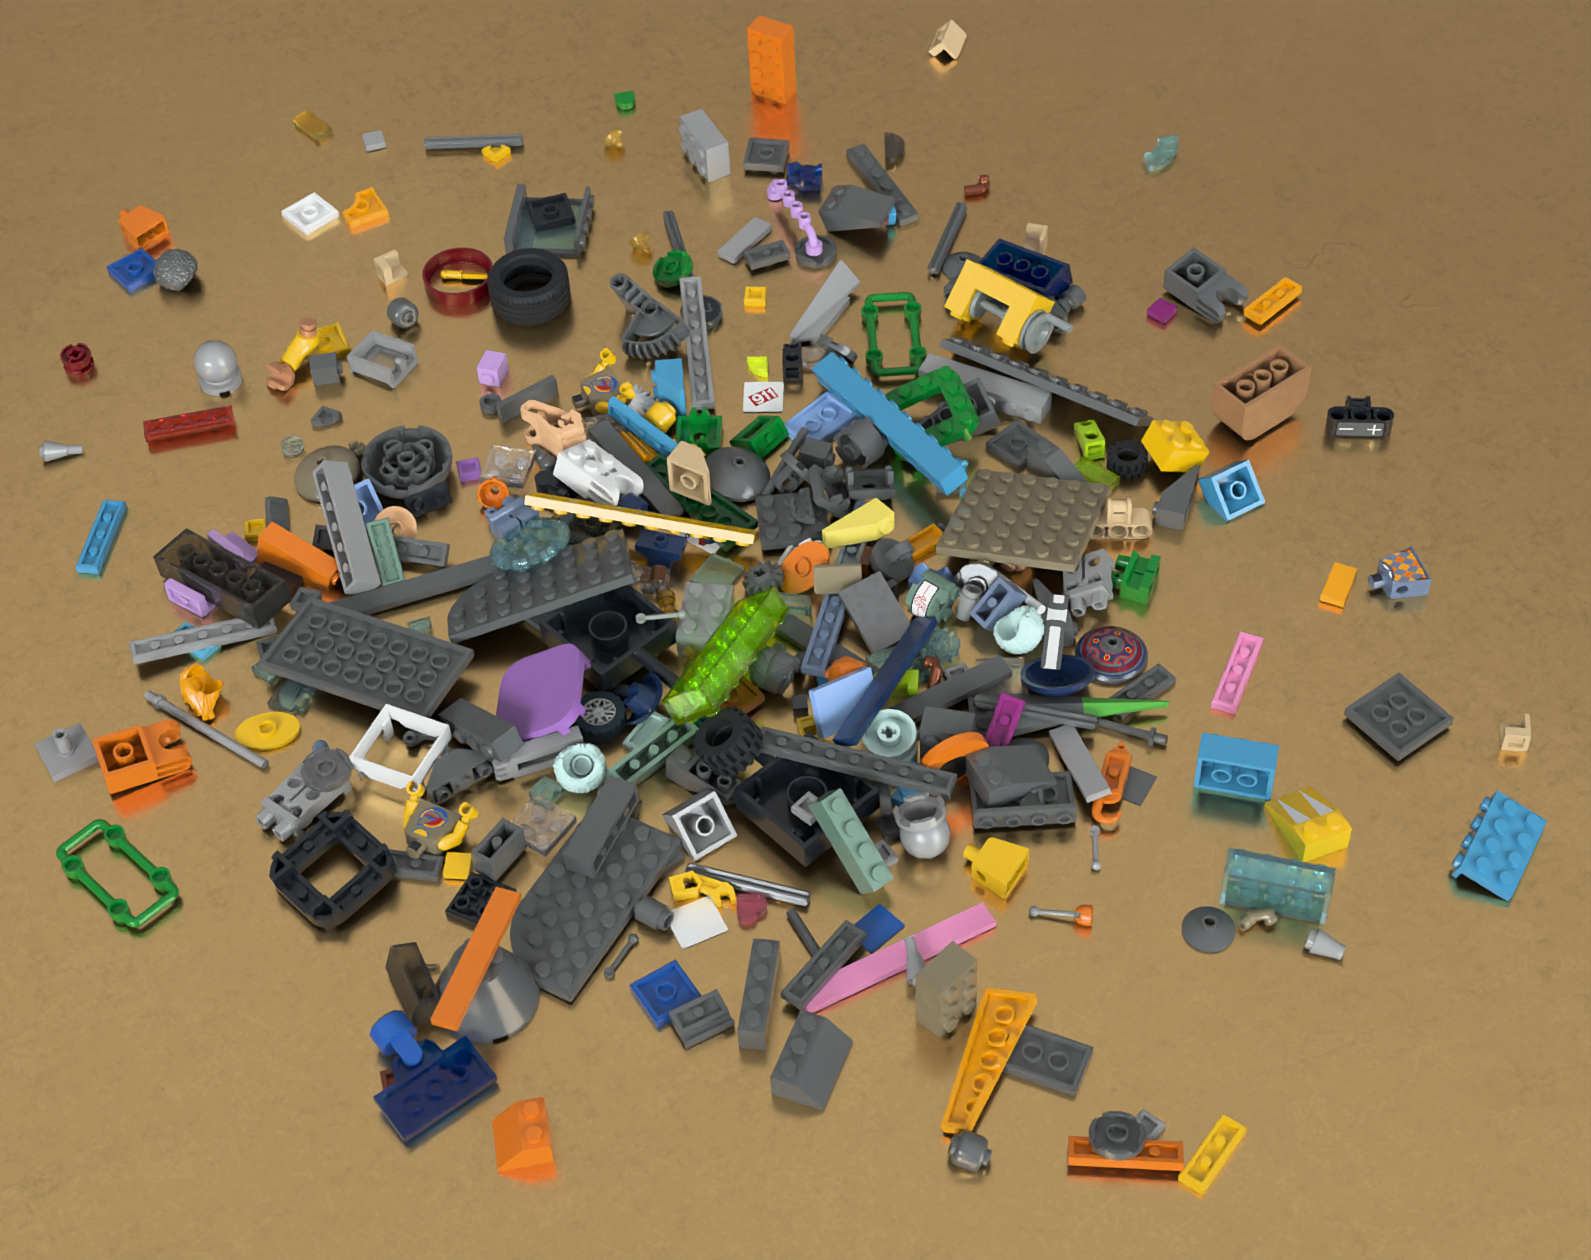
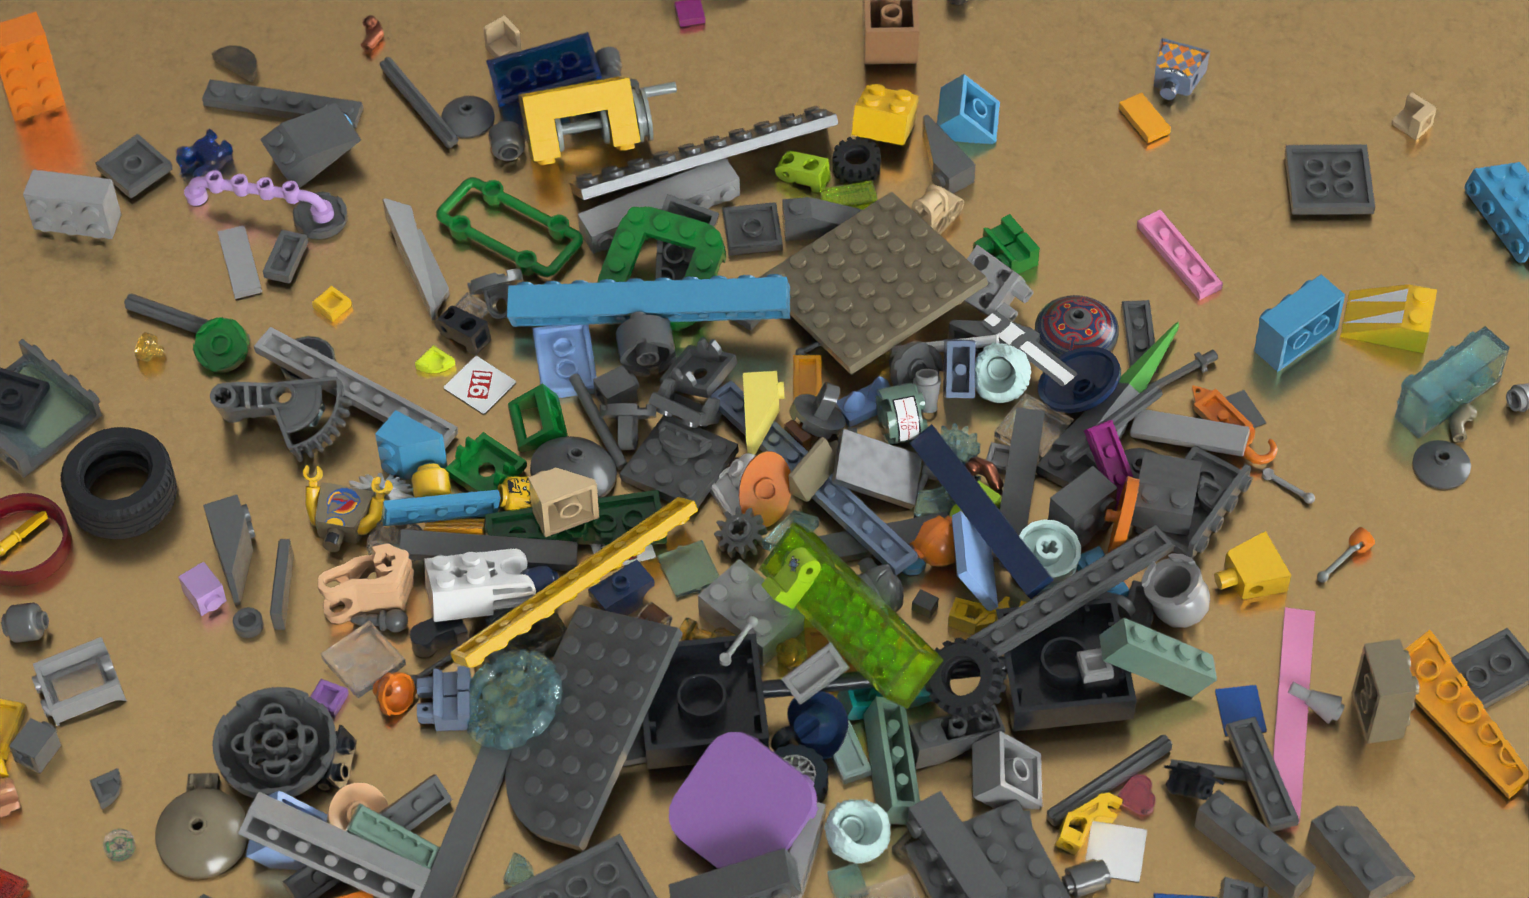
camera: 55 degrees left, 5 degrees up
(527, 358) = (232, 536): none -> dark grey slope
(665, 665) = (815, 673): none -> light grey tile
(726, 612) = (793, 578): none -> lime leg
(778, 924) = (1191, 781): none -> black hinge

